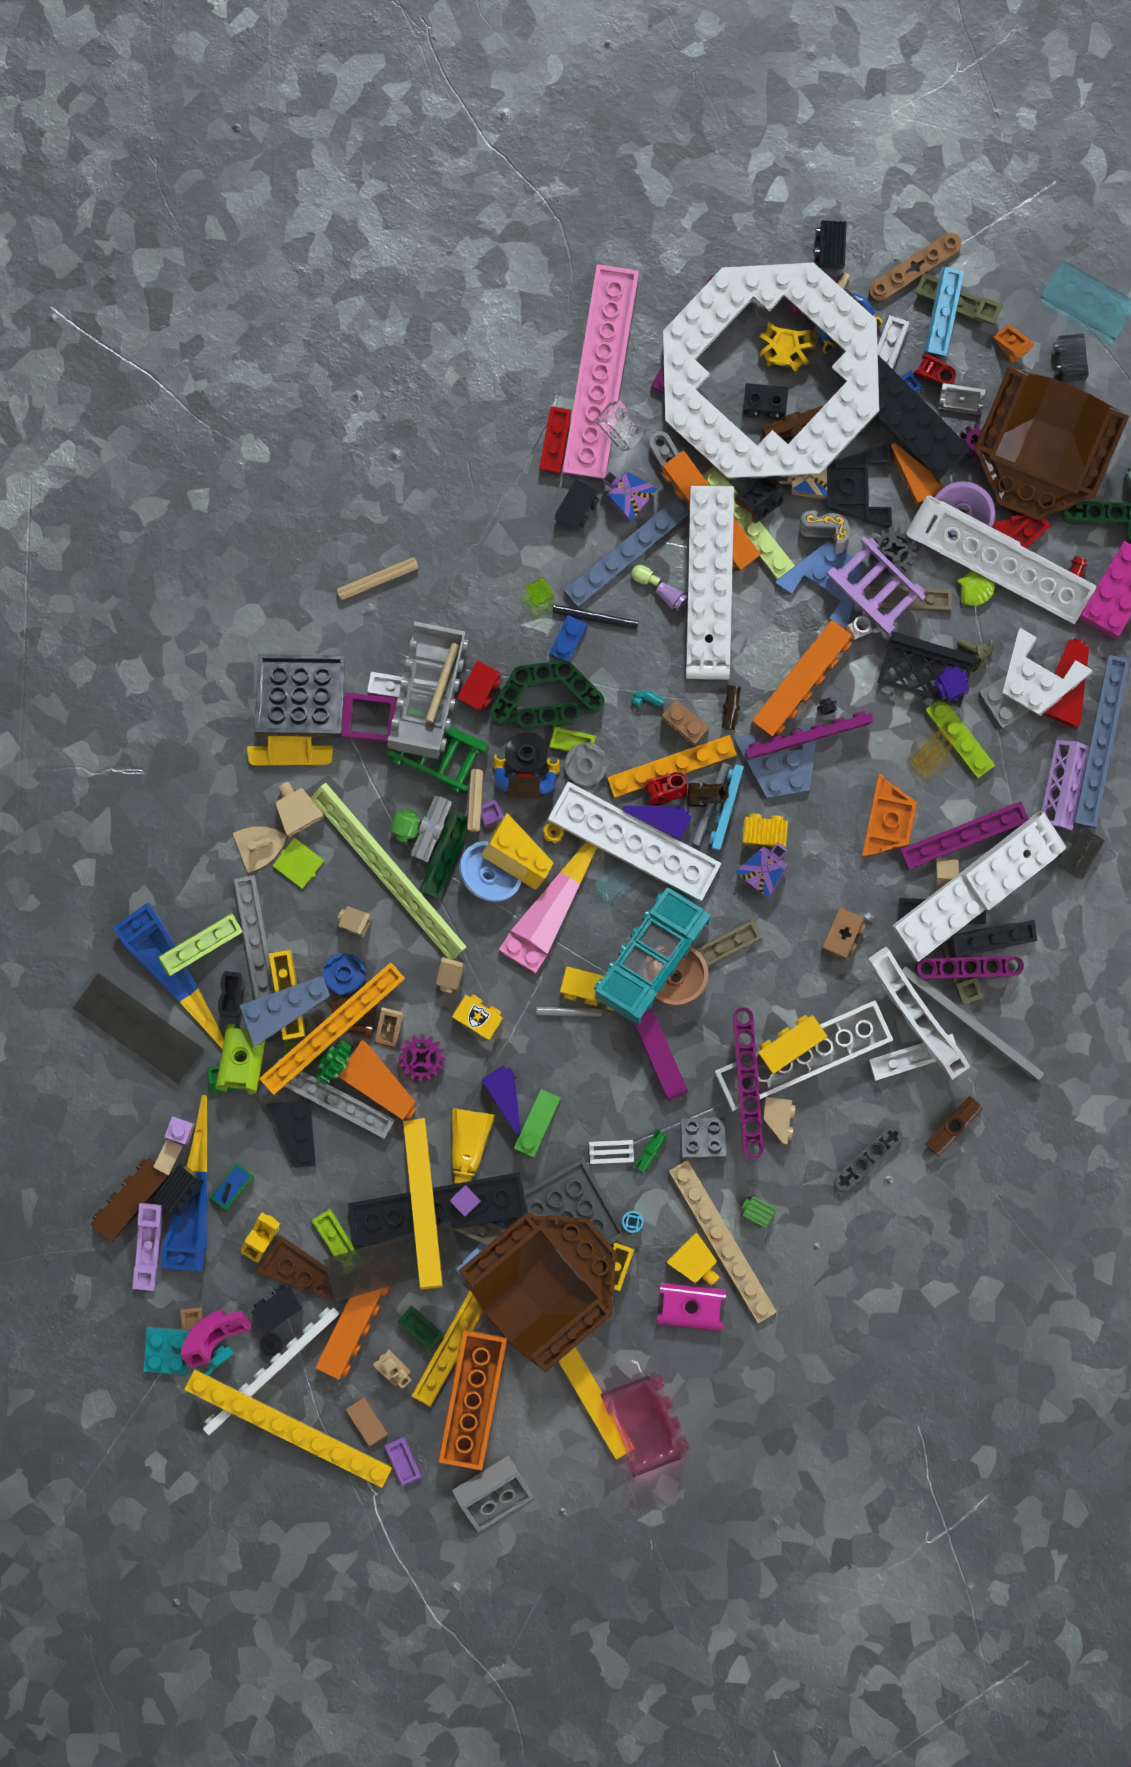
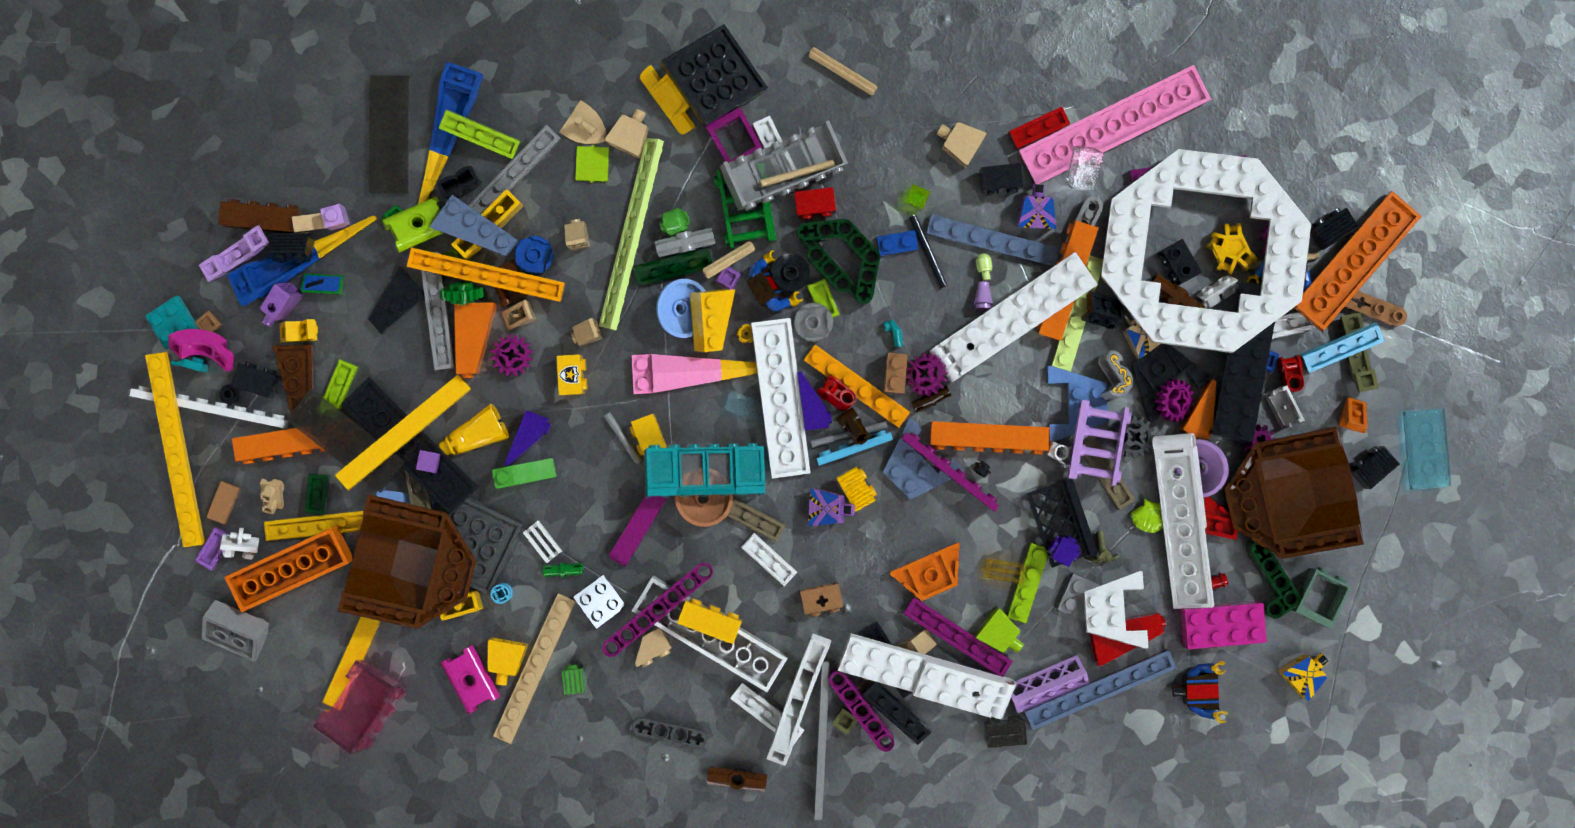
camera: 55 degrees right, 5 degrees up
(218, 1228) = (280, 302): none -> medium lavender torso
(415, 1429) = (239, 542): none -> white hips
(518, 517) = (961, 142): none -> tan torso
(703, 687) = (921, 381): none -> magenta gear
(773, 956) = (769, 559): none -> white tile
(815, 375) = (1225, 286): none -> white hinge
(875, 244) = (1357, 260): none -> orange plate
(886, 491) = (1174, 400): none -> magenta gear
(986, 794) = (999, 632): none -> lime torso

